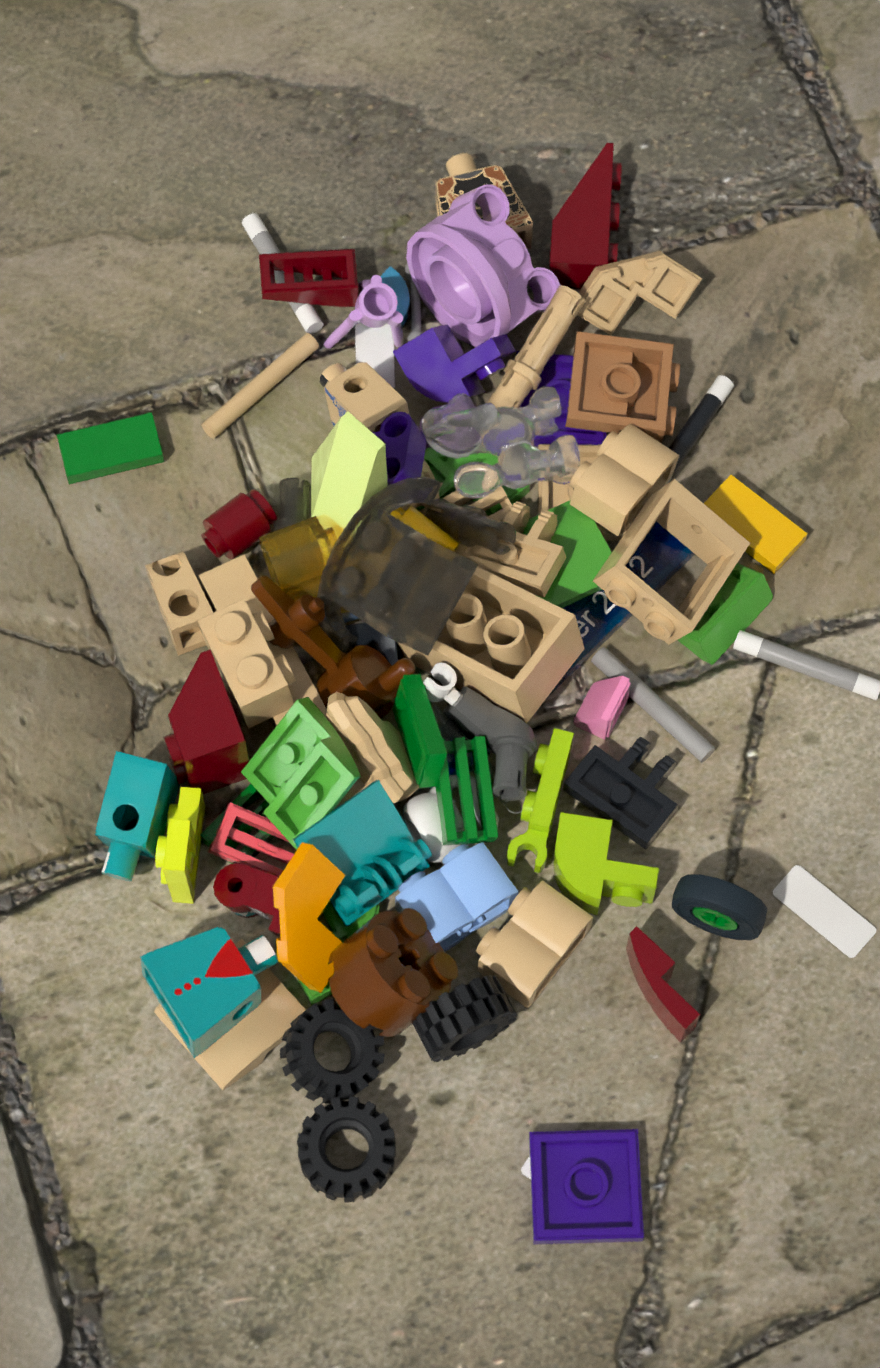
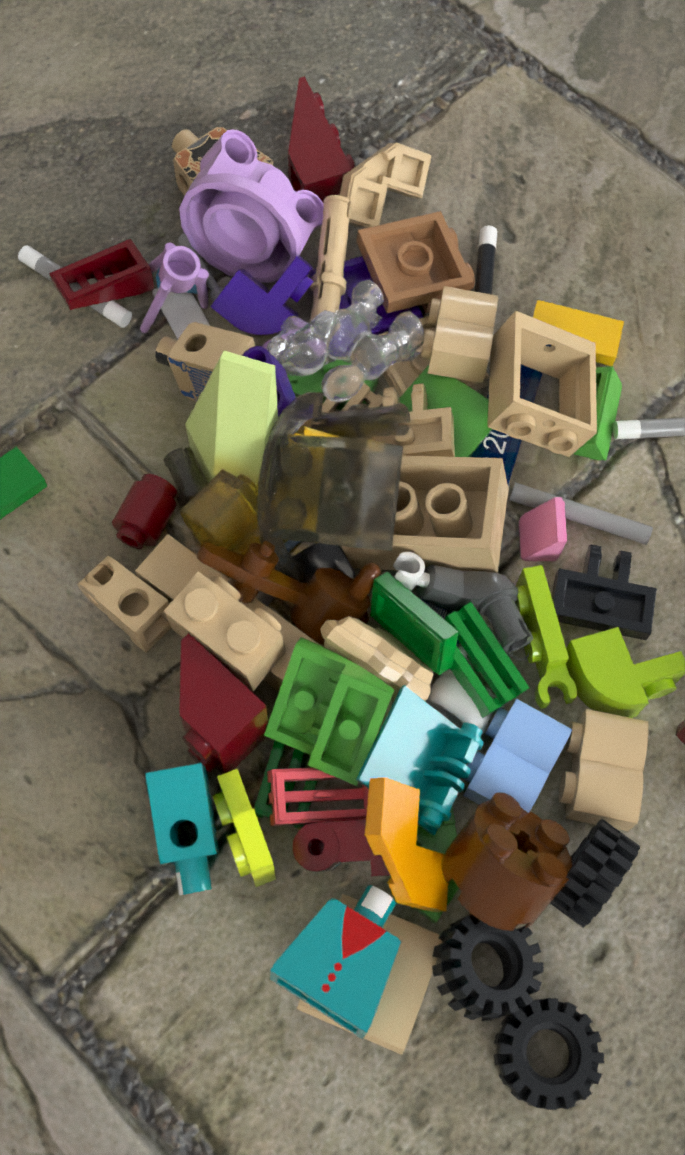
camera: 30 degrees left, 0 degrees up
(260, 385) = (102, 387): tan bar -> none

